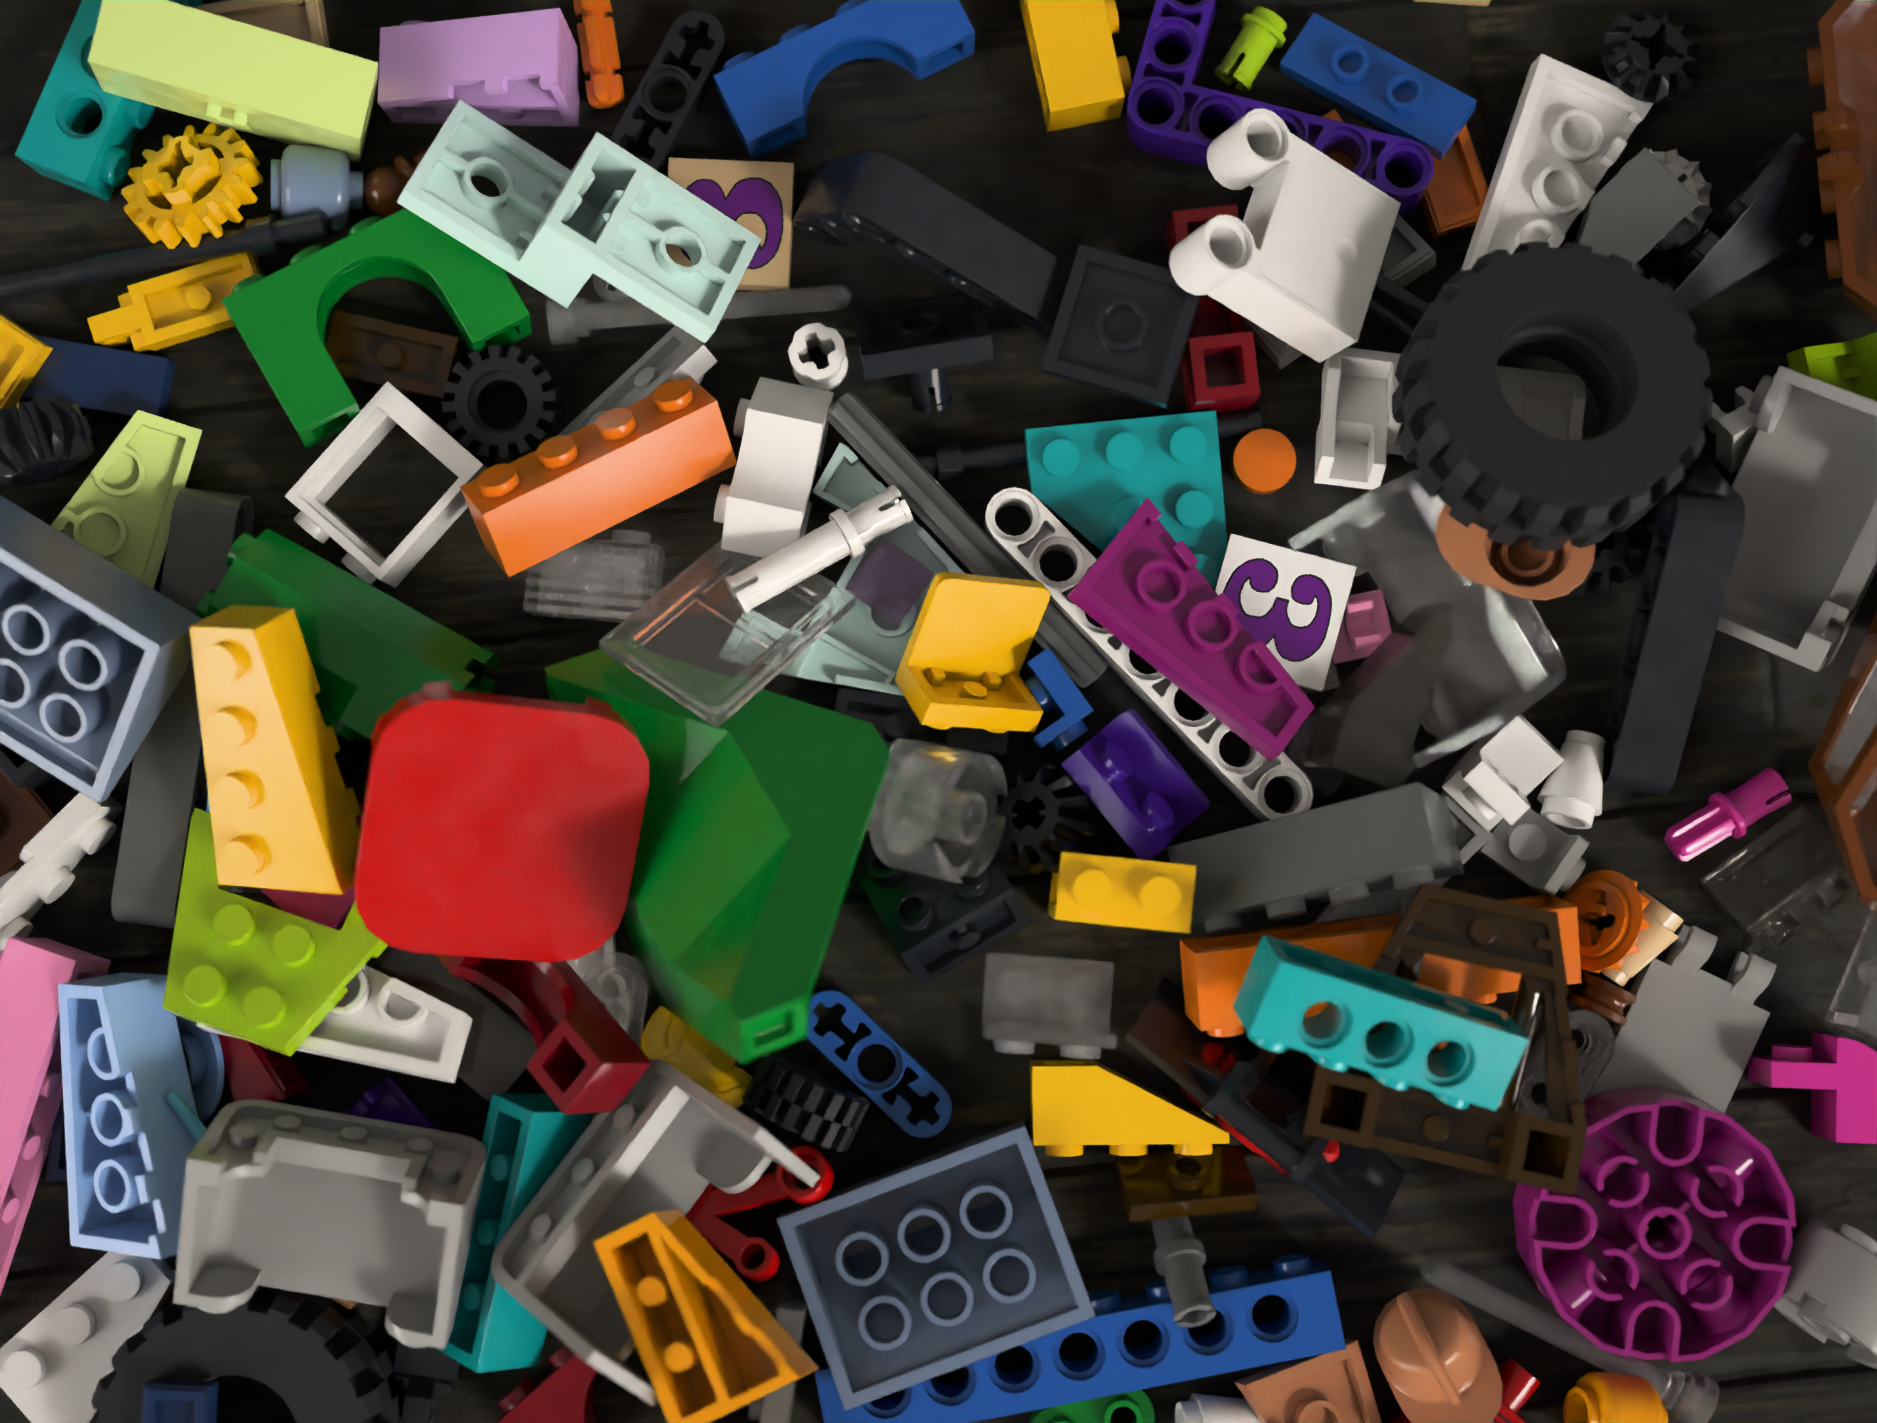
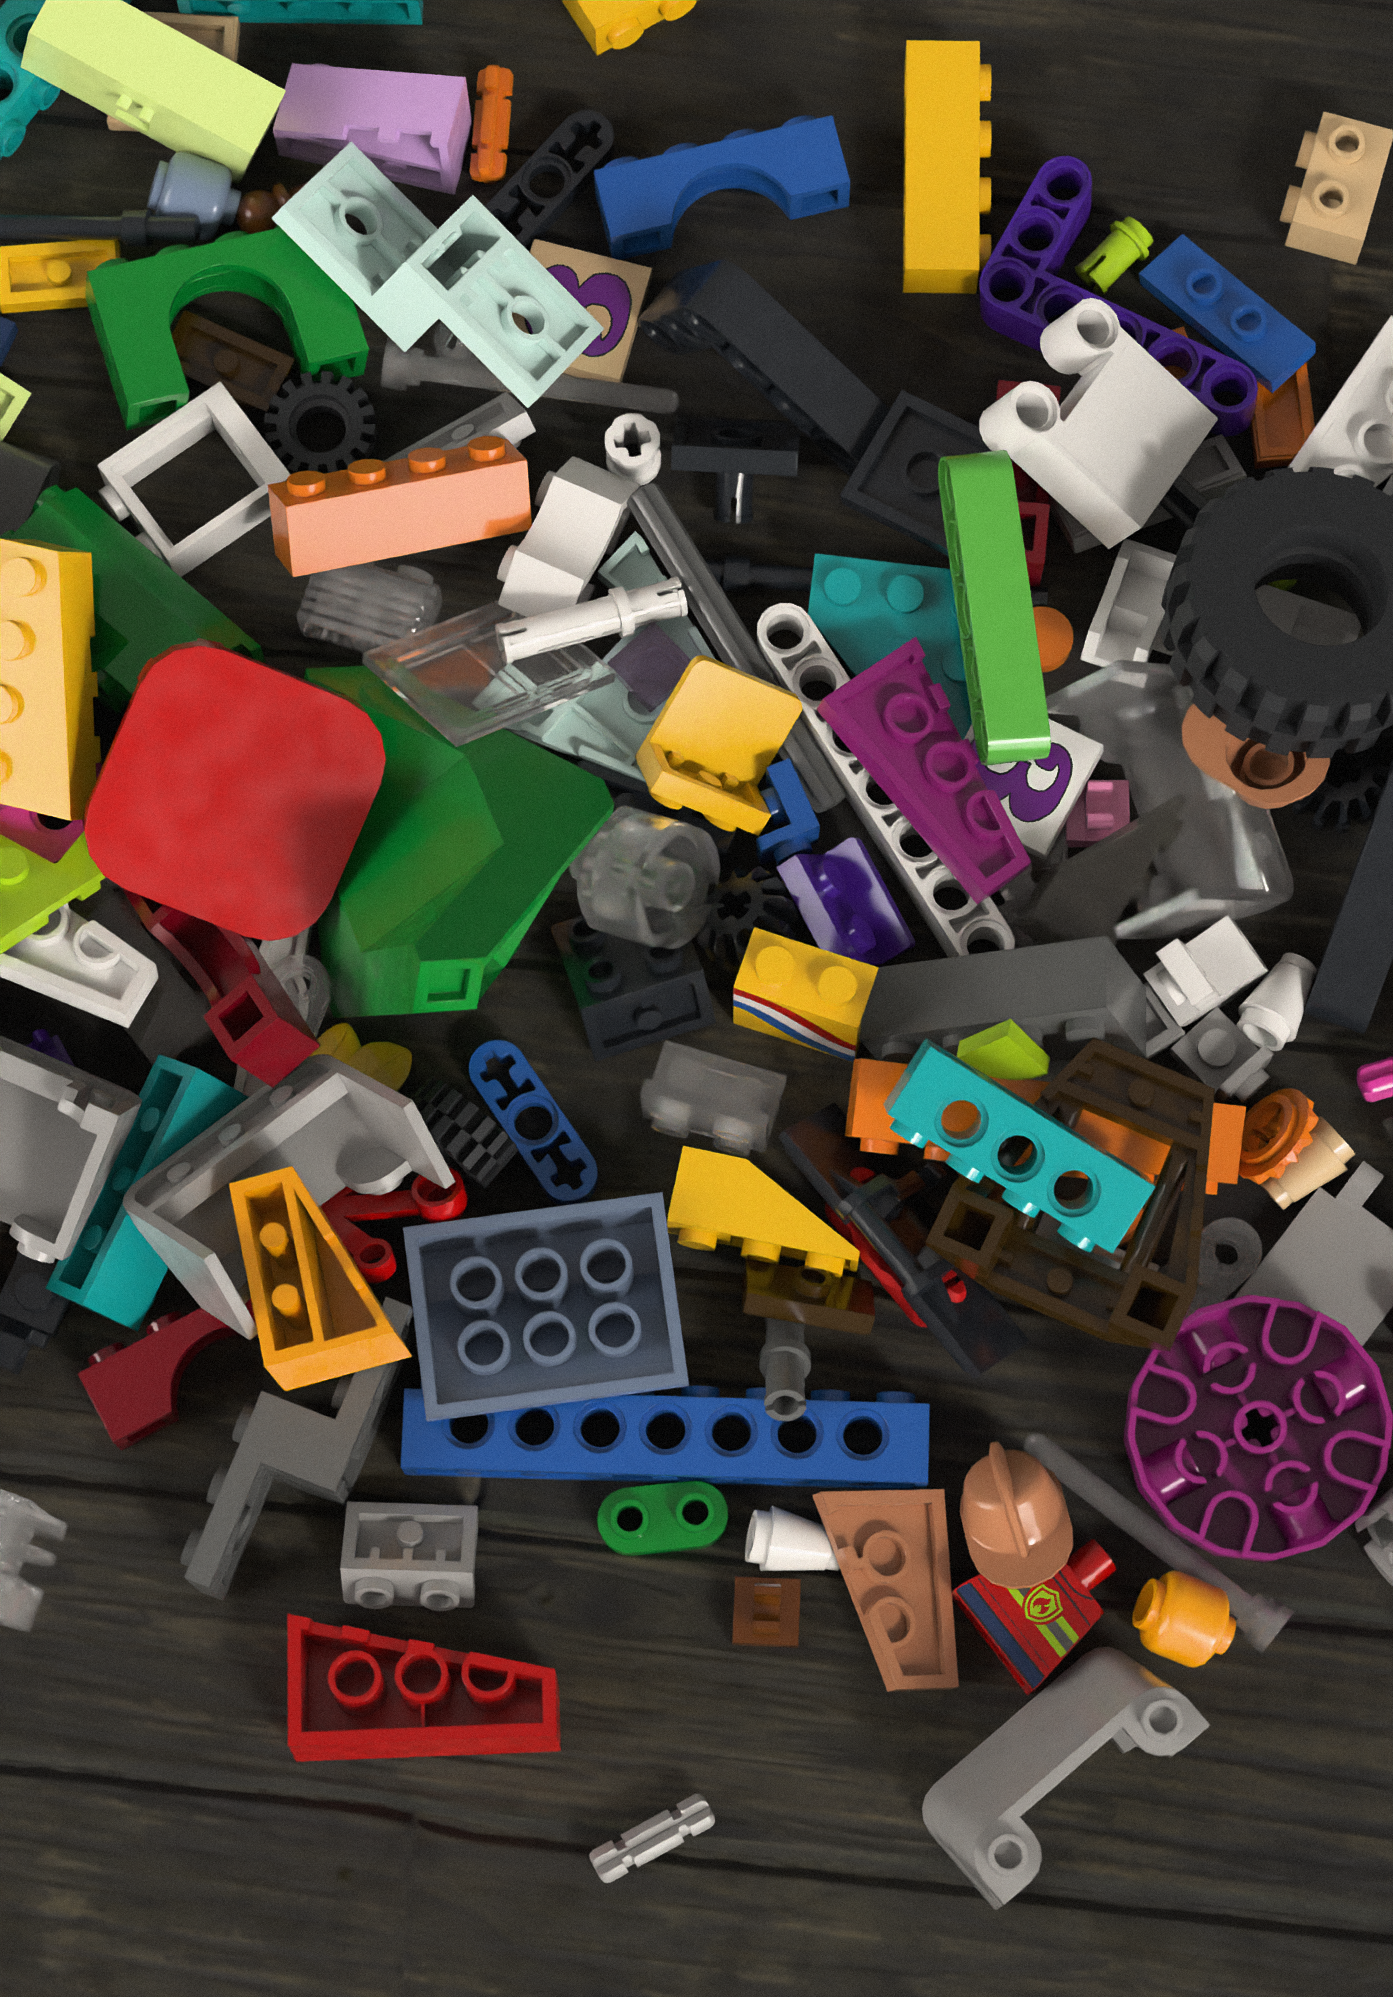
camera: 15 degrees right, 10 degrees down
(192, 186) = (79, 169): yellow gear -> none
(1224, 454) = (994, 607): none -> bright green beam
(1335, 917) = (1004, 1053): none -> lime tile
(1603, 999) = (1262, 1213): reddish brown bush -> none

